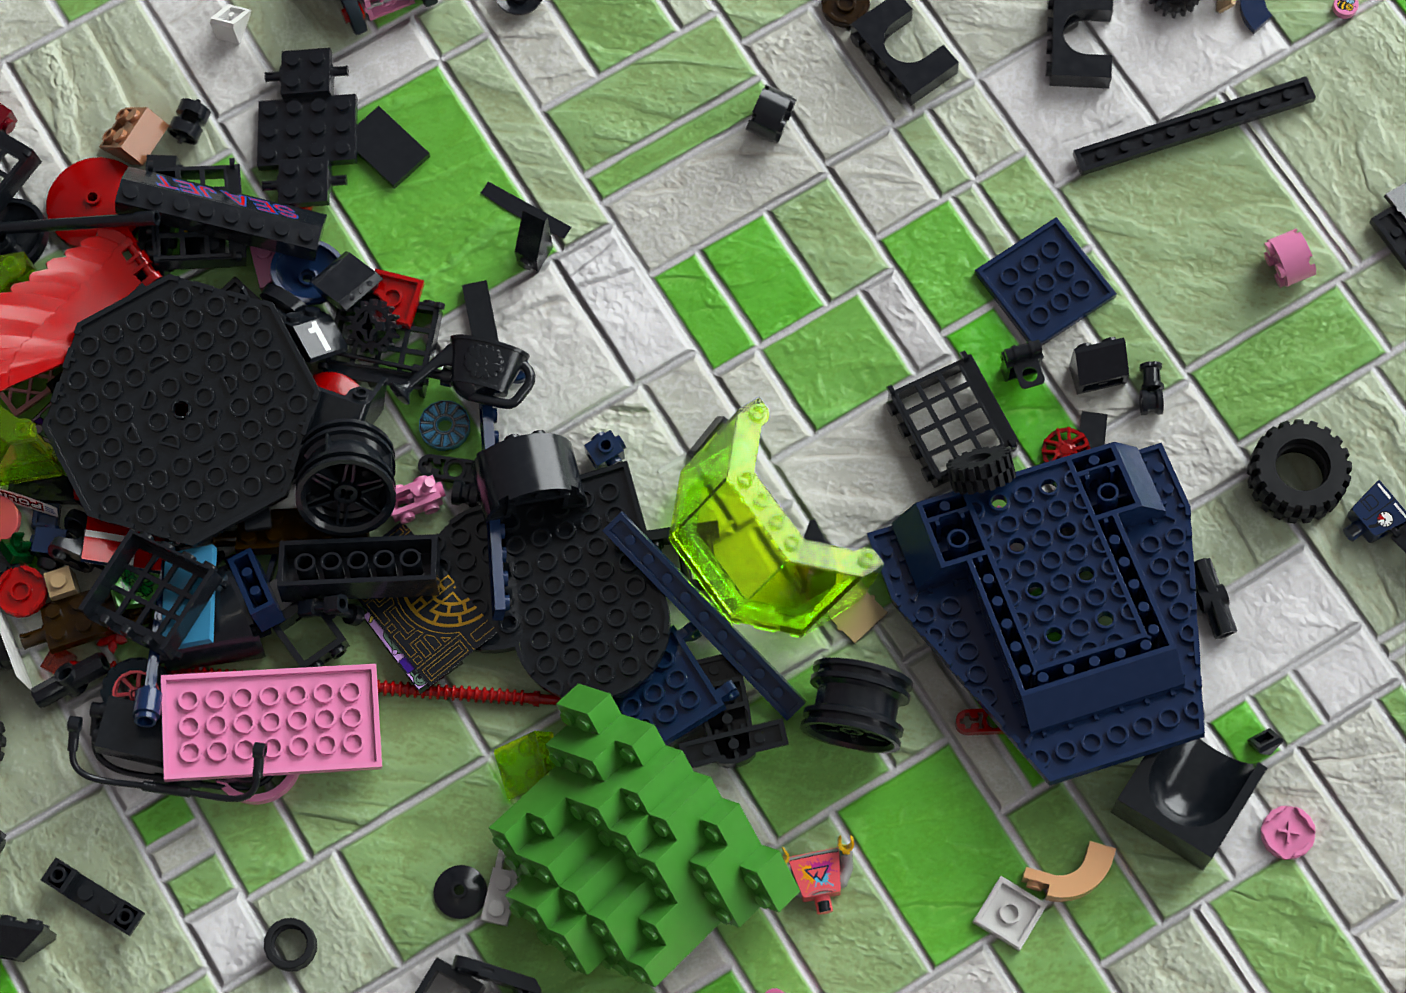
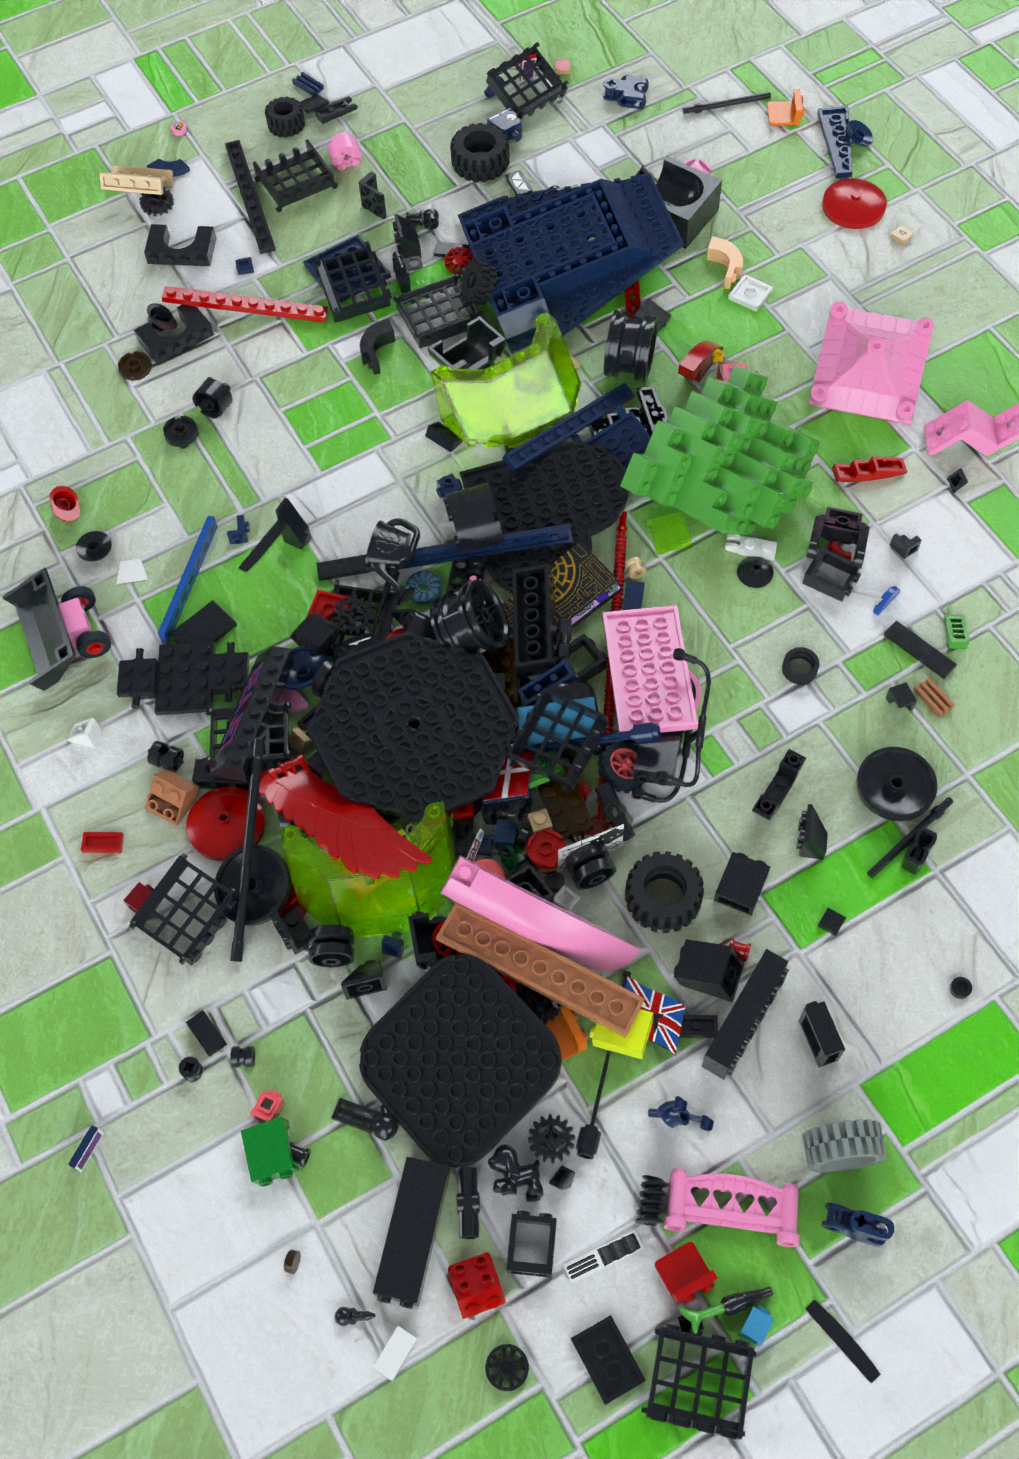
camera: 90 degrees left, 10 degrees down
(81, 65) = (102, 842): none -> red tile
(208, 277) = (299, 741): none -> tan tile
(416, 713) = (633, 595): none -> dark blue tile
(463, 117) = (187, 580): none -> blue tile
(463, 716) = (635, 567): none -> tan wheel
(485, 46) = (131, 571): none -> white sticker
(541, 178) = (240, 535): none -> dark blue bracket
(723, 92) = (182, 439): none -> black plate
(851, 462) = (474, 351): none -> black cylinder
(851, 819) = (698, 360): none -> red slope
(885, 325) = (374, 338): none -> black arch
(925, 26) = (160, 317): none -> black piece
(952, 751) = (652, 309): none -> black piece
(955, 141) = (245, 304): none -> plate
(986, 254) = (344, 262): none -> black window
(1047, 134) = (244, 266): none -> dark blue tile
(1197, 298) = (370, 196): none -> black bracket
(1242, 539) = (518, 183): none -> tile
(1265, 170) = (300, 189): none -> black window
(1377, 144) = (285, 117): none -> black tyre

